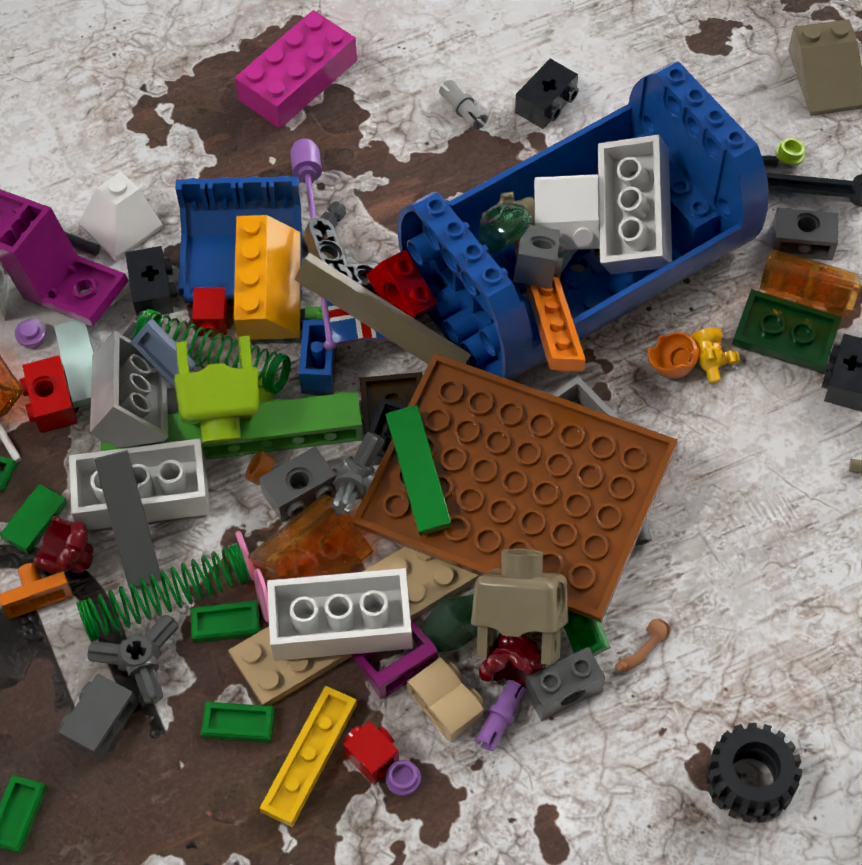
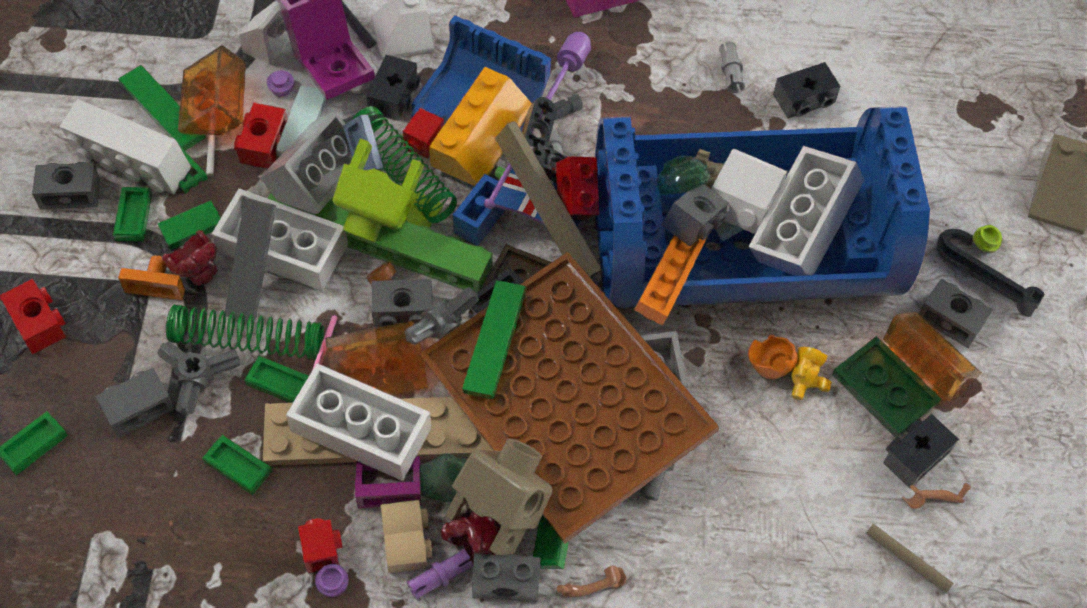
camera: 25 degrees right, 0 degrees up
(308, 756) = (270, 521): yellow plate -> none

